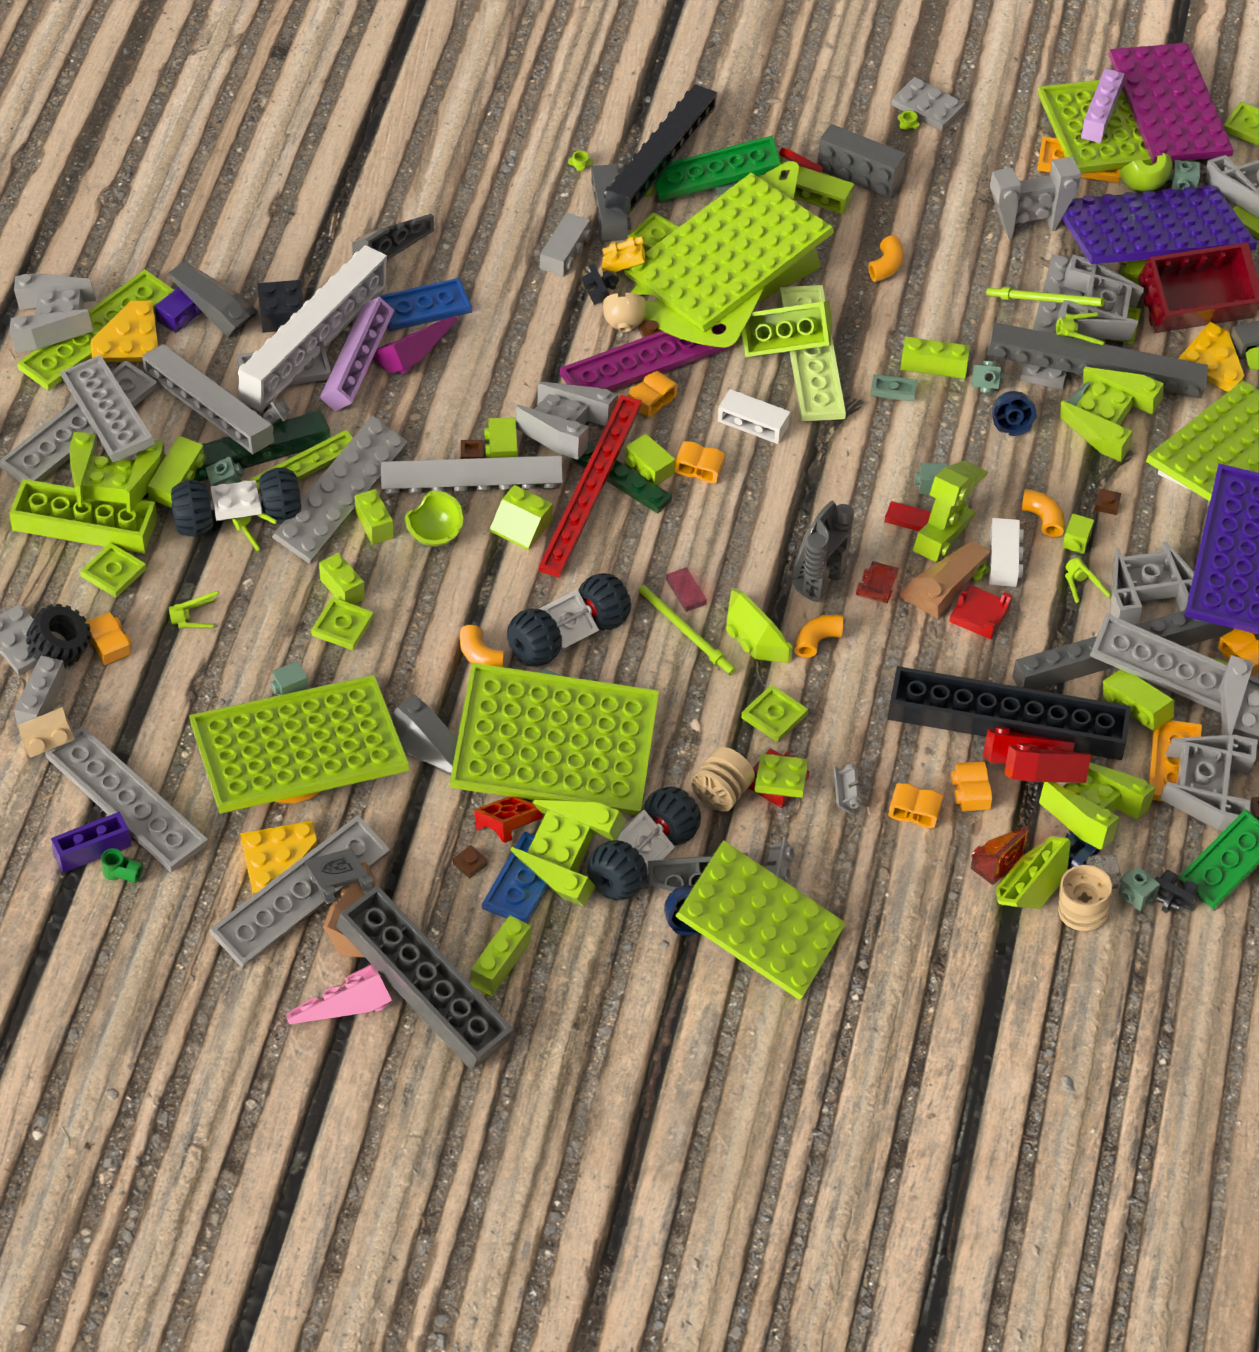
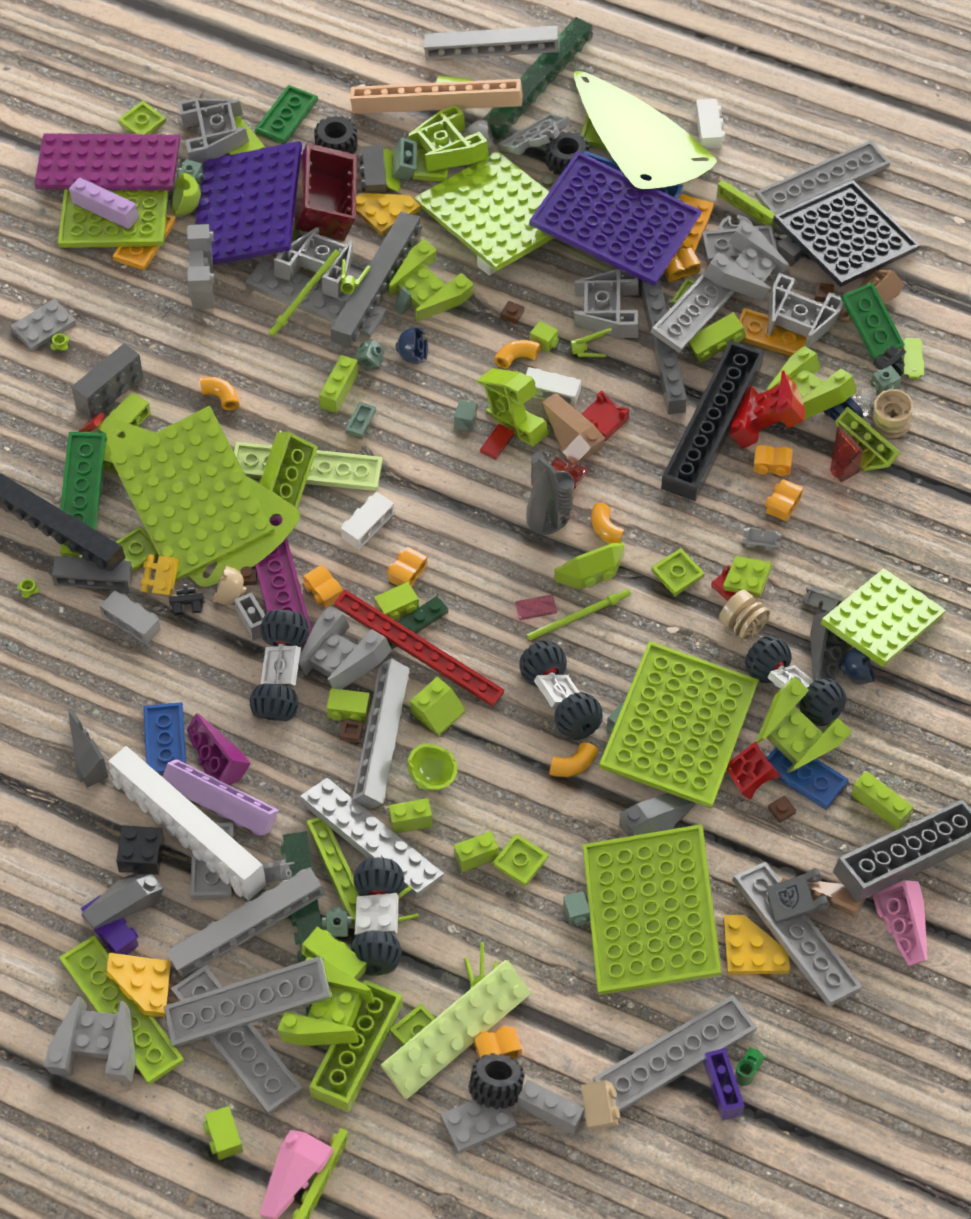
camera: 75 degrees left, 5 degrees up
(114, 591) = (455, 1029): none -> yellowish green plate
(492, 381) = (272, 697): none -> black plate
(591, 337) = (250, 614): none -> light grey brick
(1197, 922) = (913, 358): none -> lime piece

